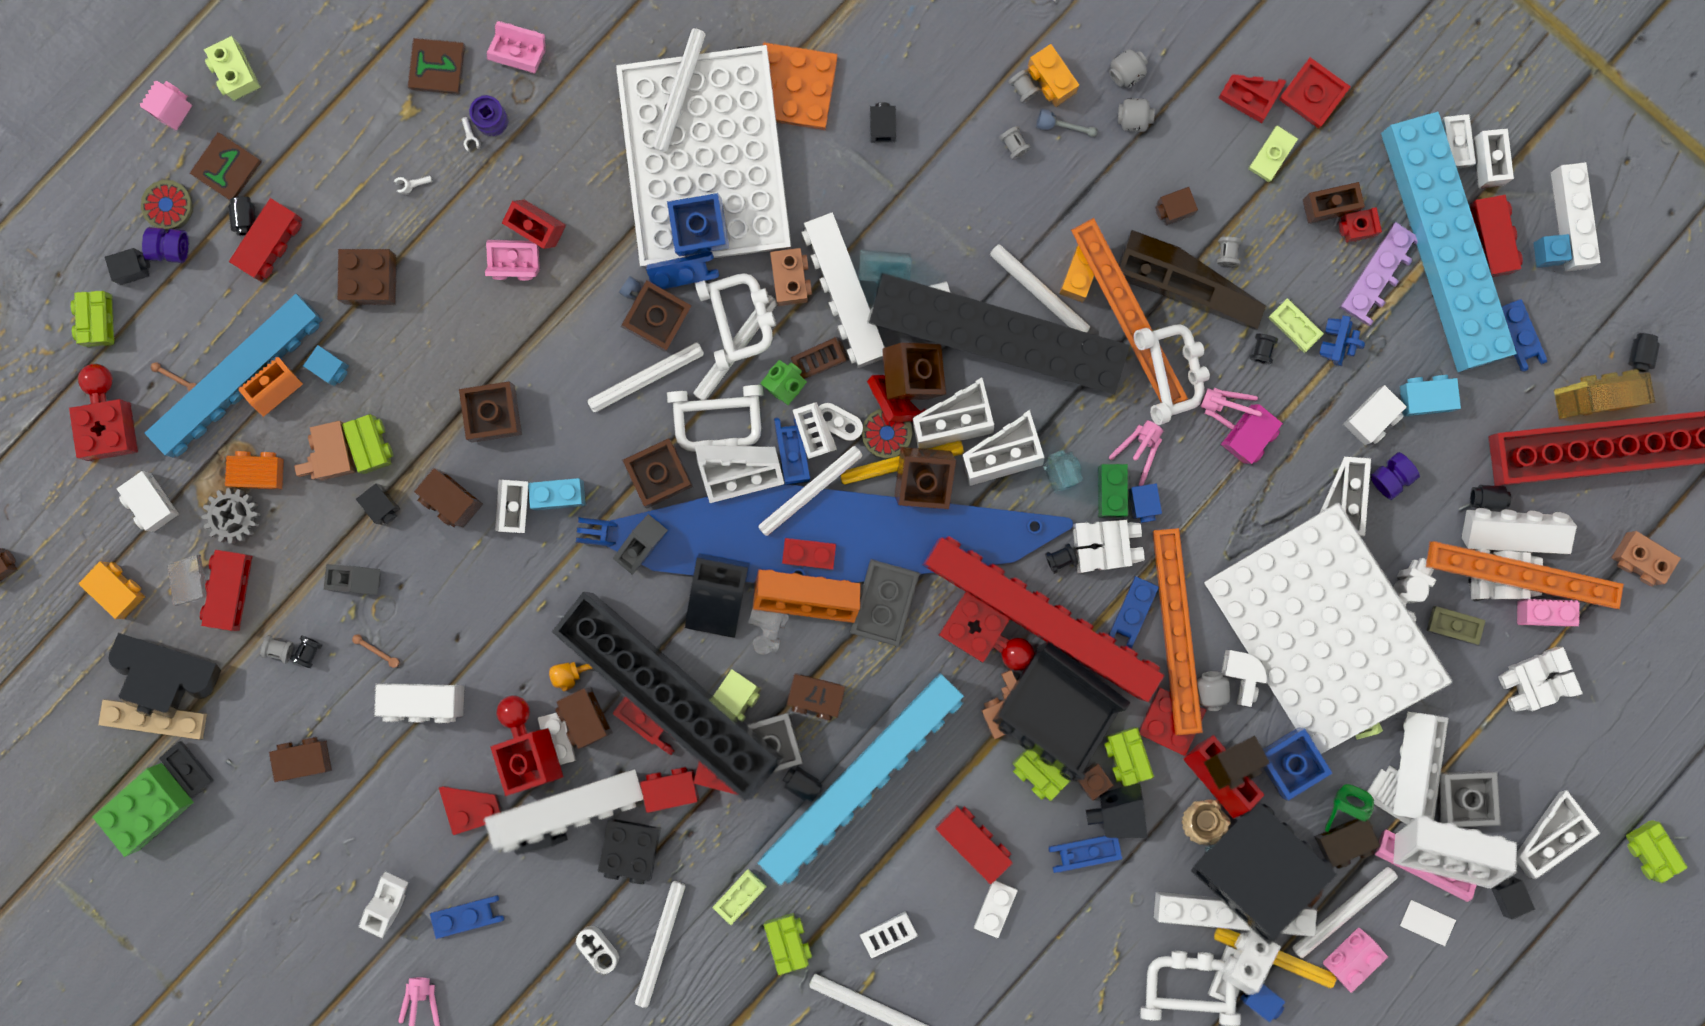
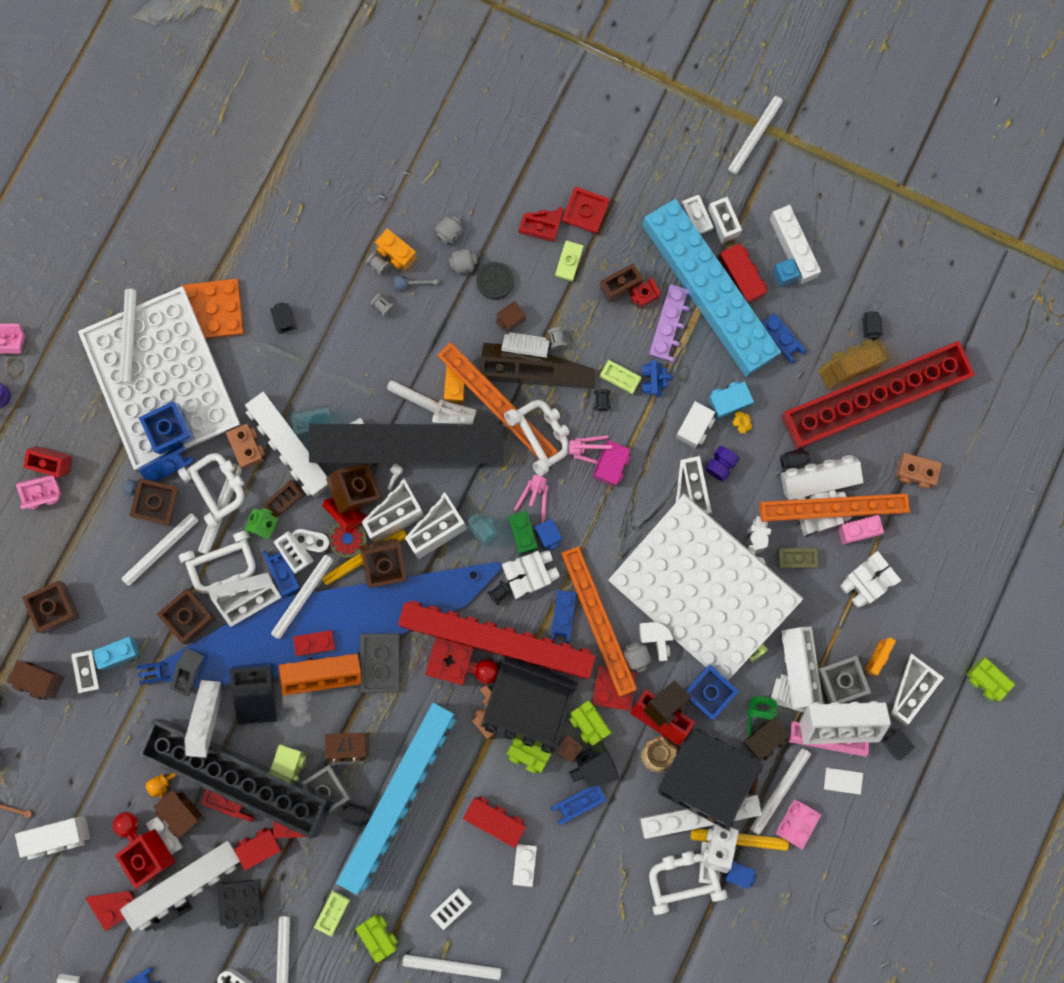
camera: 20 degrees left, 5 degrees down
(647, 609) = (203, 718): none -> white brick
(974, 364) = (397, 470): none -> white hand
(1069, 312) = (453, 413): none -> white wing
(1169, 152) = (495, 280): none -> pearl dark grey tile
(1186, 248) = (525, 344): none -> white window
(1437, 429) = (742, 421): none -> yellow plant
(1524, 782) = (879, 657): none -> light orange plate
(1566, 55) = (755, 135): none -> white axle

